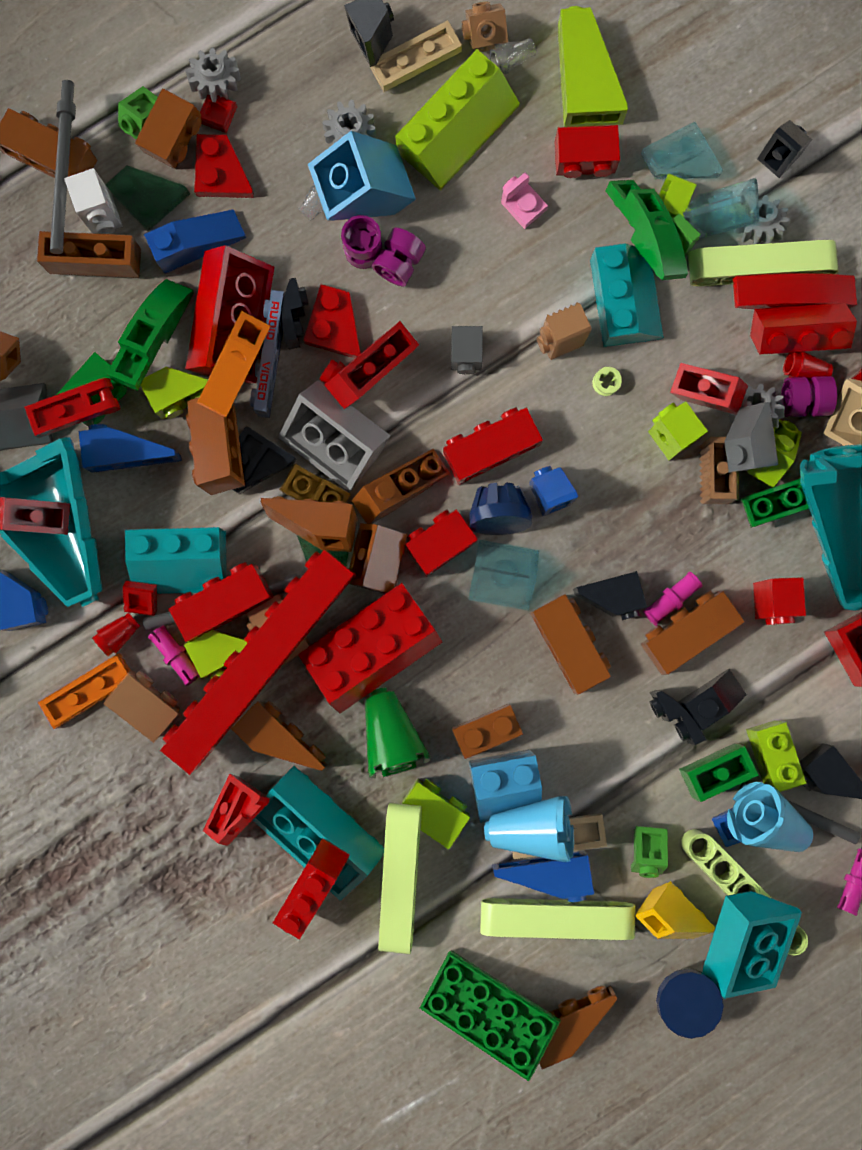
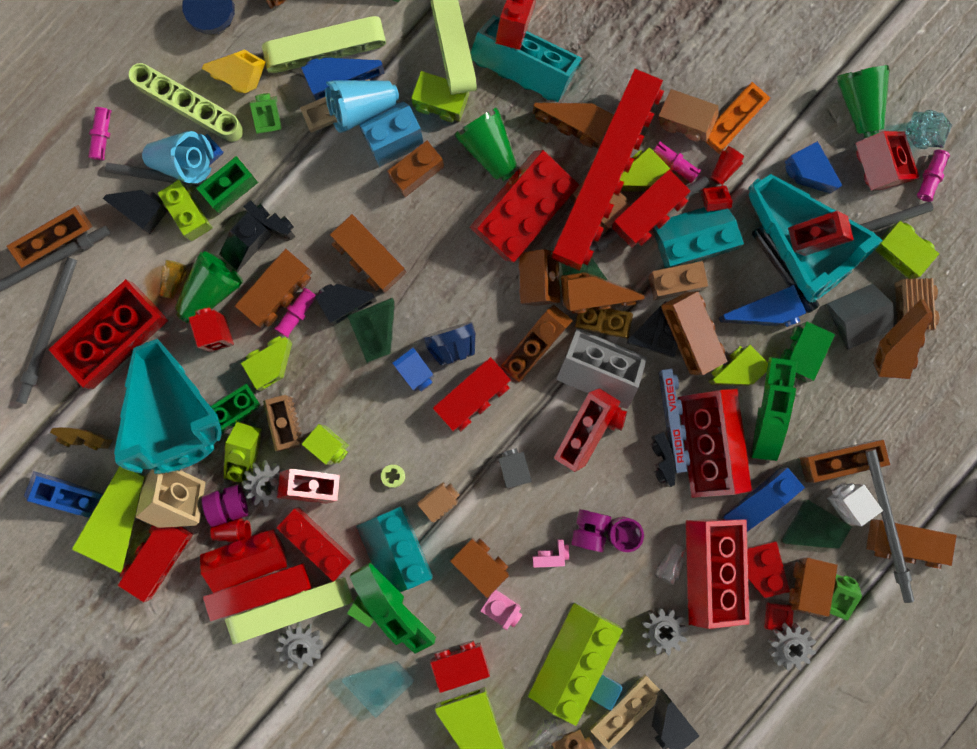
camera: 165 degrees right, 0 degrees up
(71, 407) = (817, 327): red plate -> none
(97, 522) = (767, 245): none -> black axle
(215, 510) = (678, 280): none -> medium nougat brick
(233, 364) = (698, 396): orange slope -> none
(234, 810) = (594, 57): red wing -> none
(271, 173) = (717, 573): none -> red slope
(333, 323) = (629, 462): red wing -> none
(361, 178) = (640, 584): dark azure slope -> none
(429, 80) = (606, 692): none -> slope
(440, 542) = (492, 305): red brick -> none
(454, 238) = (546, 558): none -> bright pink bracket
(504, 575) = (434, 296): clear light blue slope -> none
(535, 252) = (480, 566): none -> dark orange brick
(585, 553) = (374, 329): none -> clear green wing
(676, 194) = (375, 644): lime brick -> none
(714, 325) = (315, 543): none -> red brick
(720, 543) = (268, 365): none -> lime slope
(724, 208) = (333, 646): clear light blue slope -> none
(750, 943) = (173, 62): teal slope -> none
(751, 439) = (264, 448): dark grey slope -> none
(771, 656) = (206, 285): none -> green cone
(784, 148) = (293, 715): black slope -> none
(810, 679) = (171, 278): none -> clear yellow cone

